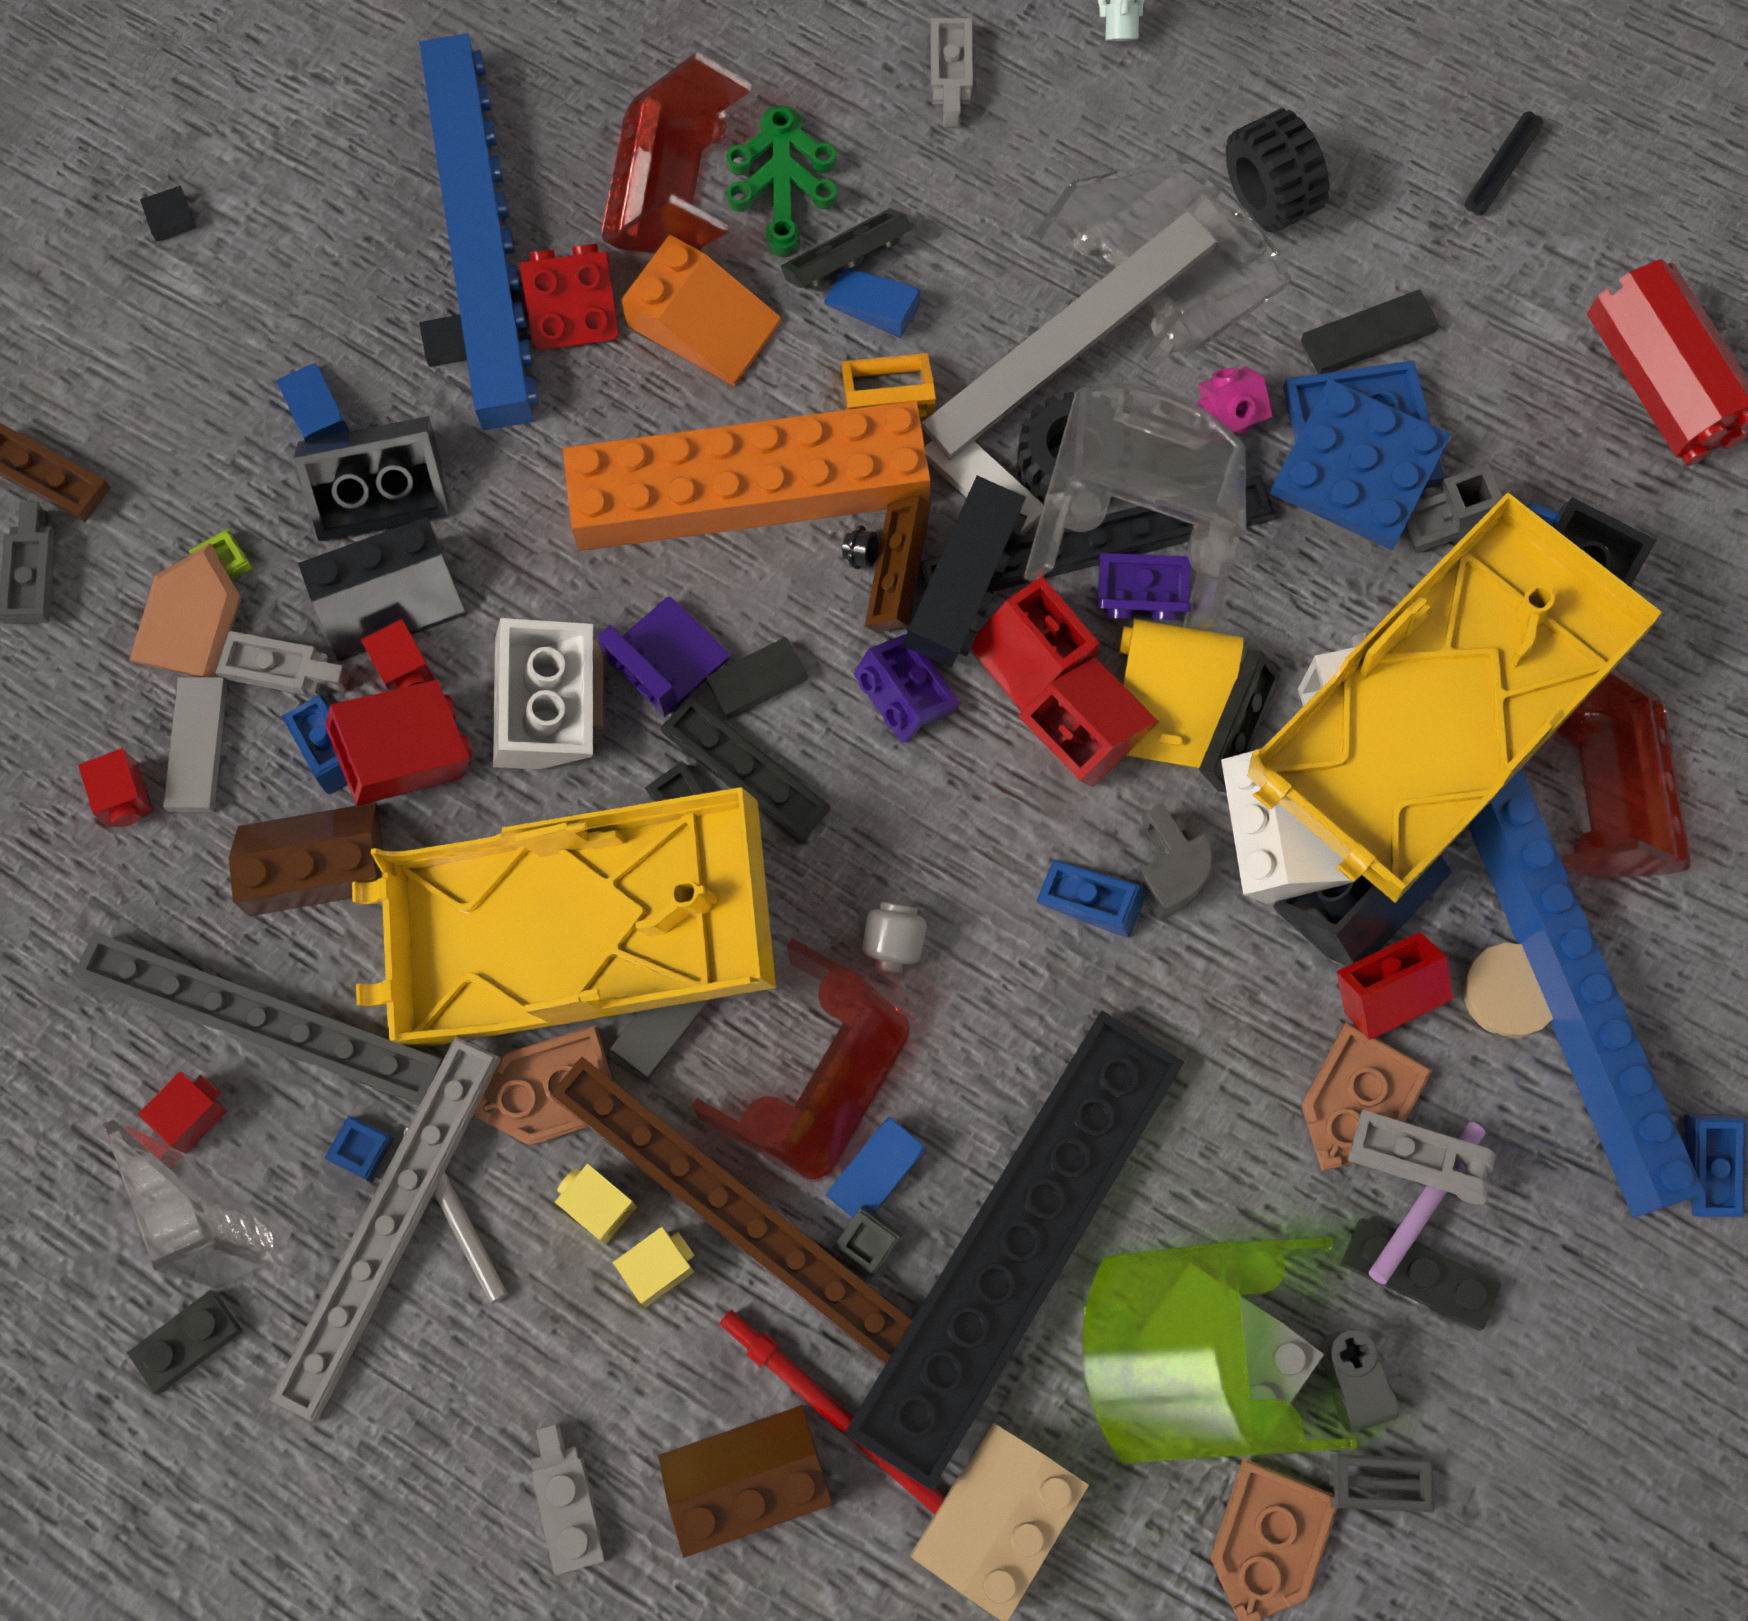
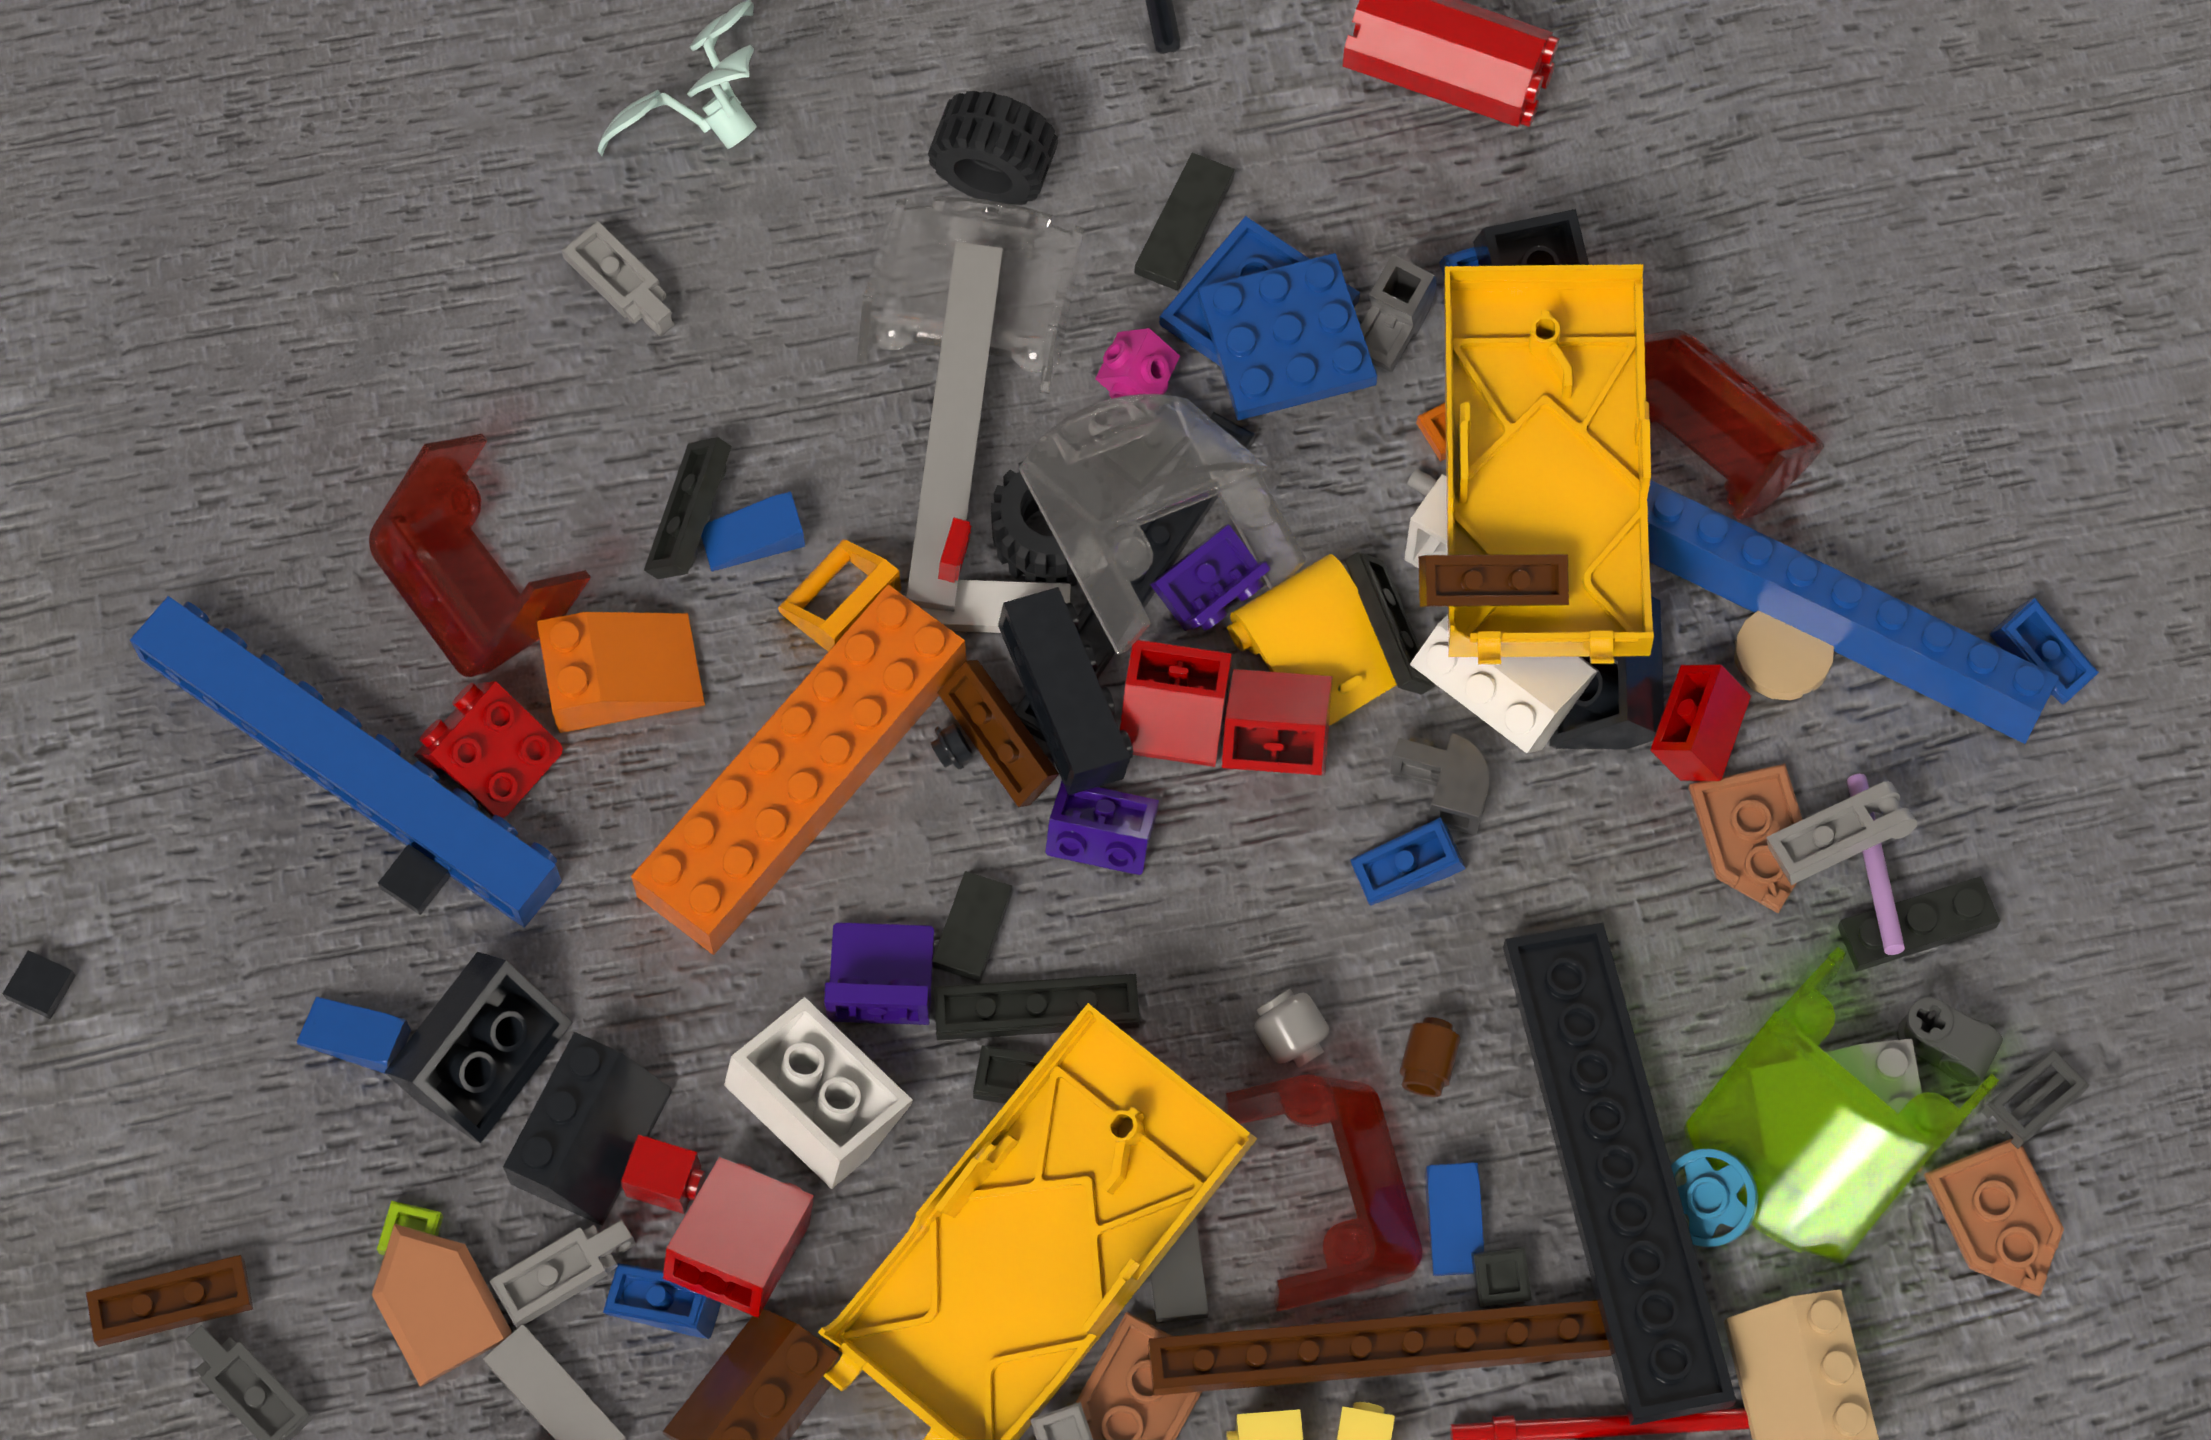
camera: 45 degrees left, 5 degrees down
(781, 171) = (565, 488): green plant -> none
(969, 1043) = (1429, 1057): none -> reddish brown brick
(981, 413) = (955, 550): none -> red tile
(1069, 1328) = (1712, 1196): none -> dark azure wheel
(1322, 745) = (1493, 580): none -> reddish brown plate

